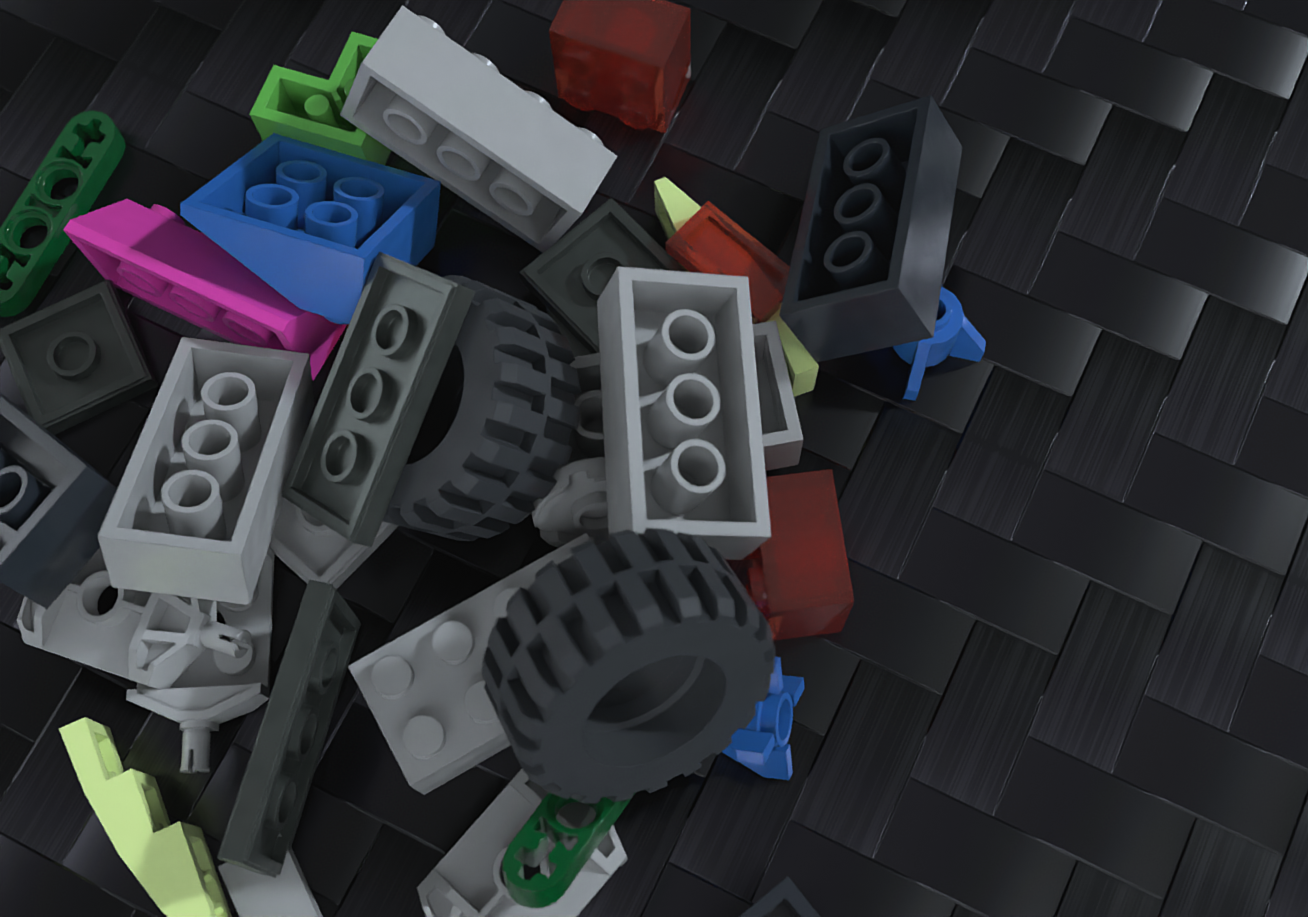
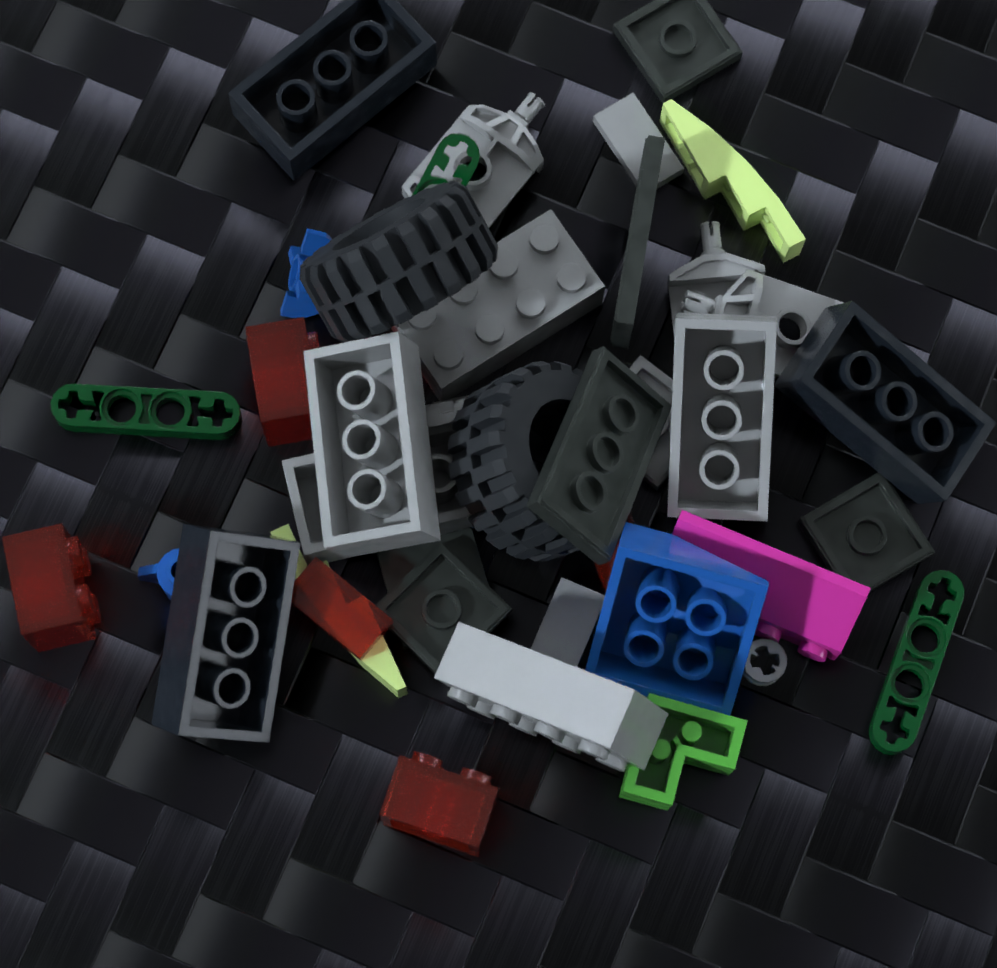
camera: 170 degrees right, 5 degrees up
(468, 245) = (568, 622): none -> light grey tile
(983, 561) = (145, 420): none -> dark green beam
(1098, 307) = (50, 587): none -> clear red brick

